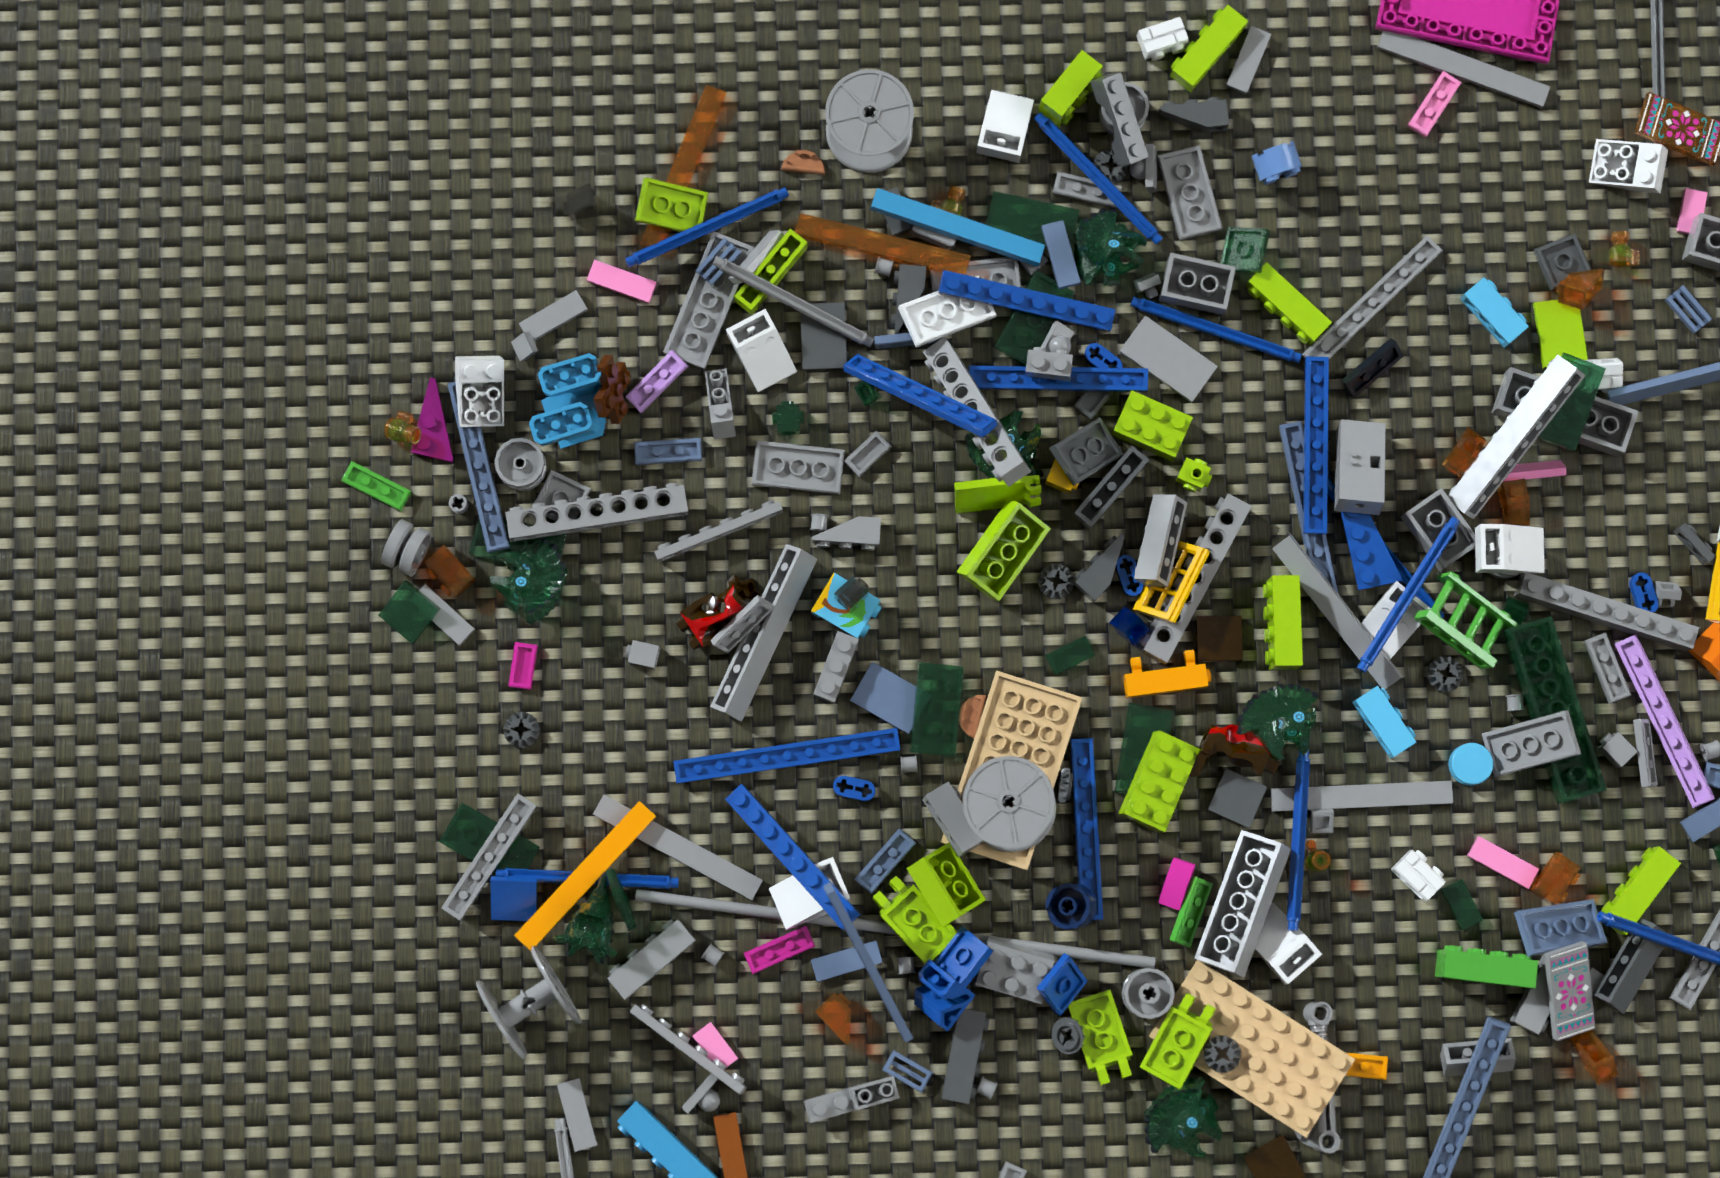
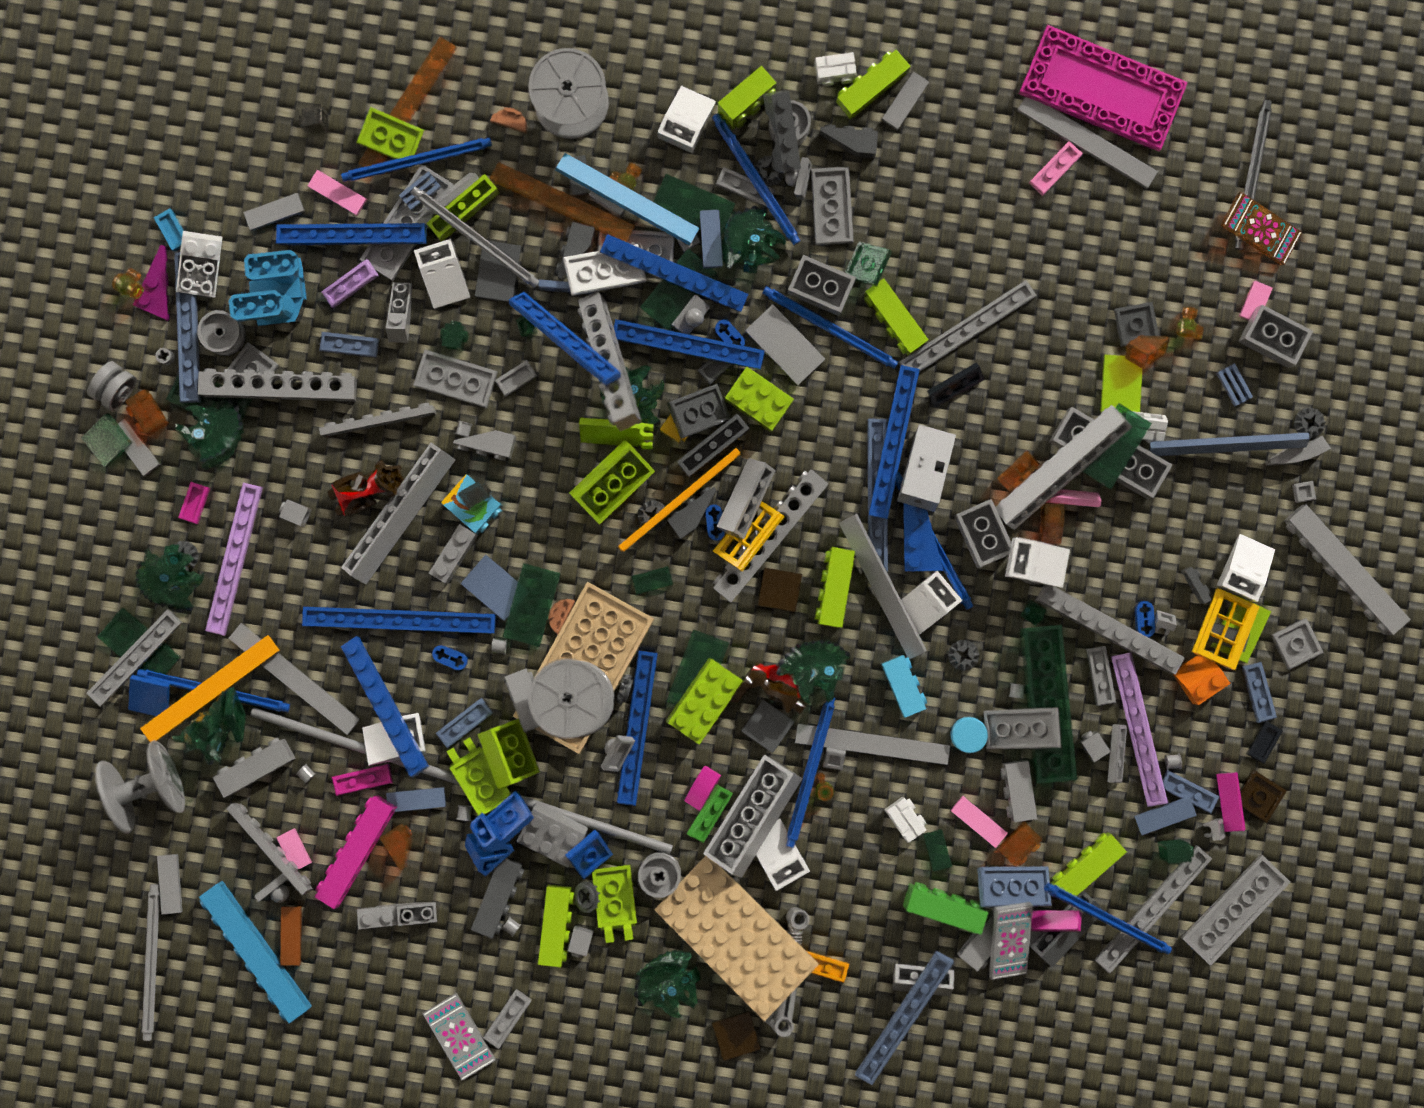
camera: 15 degrees right, 5 degrees up
(376, 486) = (99, 328): bright green tile -> none
(438, 358) = (170, 228): none -> dark azure tile
(509, 758) = (166, 579): none -> clear green piece
(524, 346) = (244, 232): light grey tile -> none
(581, 722) = (234, 559): none -> lavender tile
(613, 382) = (309, 278): reddish brown plate -> none
(649, 324) = (351, 234): none -> blue plate
(742, 624) = (379, 503): light grey tile -> none
(789, 1034) = (355, 852): none -> dark pink brick
(867, 961) = (427, 807): sand blue tile -> none
(883, 266) = (560, 221): light grey axle -> none
(924, 1080) = (437, 889): sand blue tile -> none
(1038, 1076) = (555, 925): none -> lime brick
(1049, 364) = (681, 332): light grey brick -> none
(1070, 860) = (616, 751): none -> light grey tile
(1071, 1090) = (580, 941): none -> light grey brick
(1081, 898) = (612, 799): dark blue brick -> none
(1084, 557) = (678, 500): none -> light orange tile
(1129, 626) = (705, 565): clear blue brick -> none
(1148, 284) = (780, 277): light grey tile -> none
(1166, 680) = (728, 617): light orange brick -> none
(1178, 1042) = (676, 921): lime tile -> none
(1192, 467) = (781, 442): lime brick -> none
(1233, 1054) = (719, 939): dark grey gear -> none
(1276, 162) = (910, 193): medium blue brick -> none
(1408, 595) = (944, 584): blue piece -> none
(1448, 631) = (971, 621): bright green fence -> none
(1494, 312) = (1069, 356): medium azure brick -> none
(1542, 817) = (1019, 791): none -> light grey brick
(1594, 1056) = (1021, 997): clear orange slope -> none
(1617, 957) = (1056, 921): none -> dark pink tile
(1629, 165) = (1210, 252): white slope -> none

